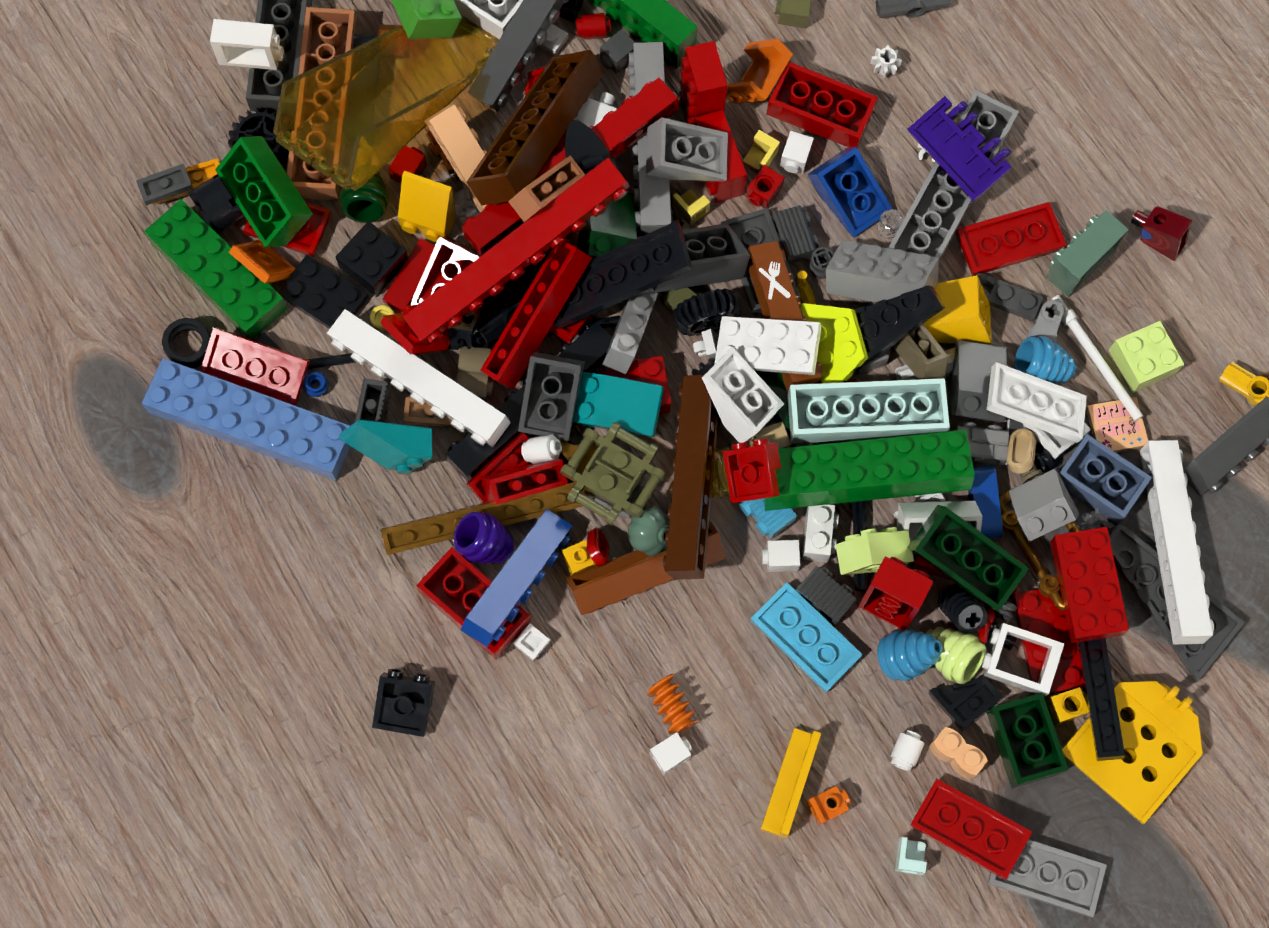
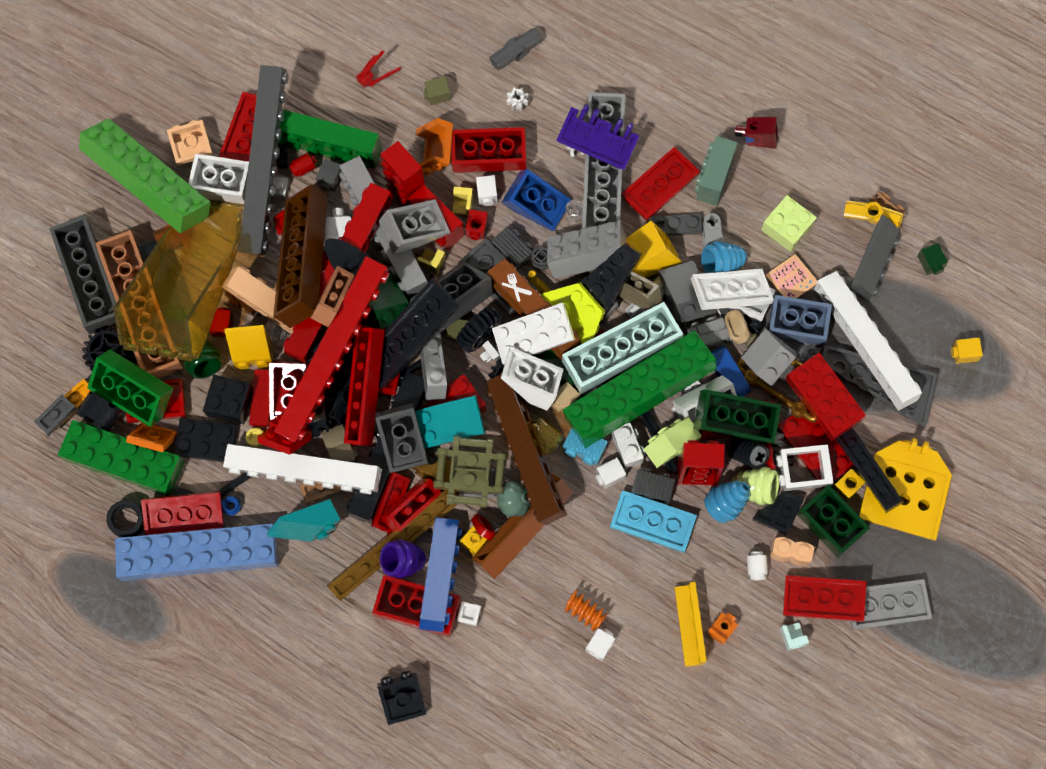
camera: 20 degrees left, 0 degrees up
(246, 44) = (67, 289): white window -> none
(373, 401) = (278, 500): dark grey brick -> none
(541, 449) = (412, 477): white brick -> none
(752, 470) = (565, 425): red plate -> none
(1070, 319) = (726, 221): white bar -> none

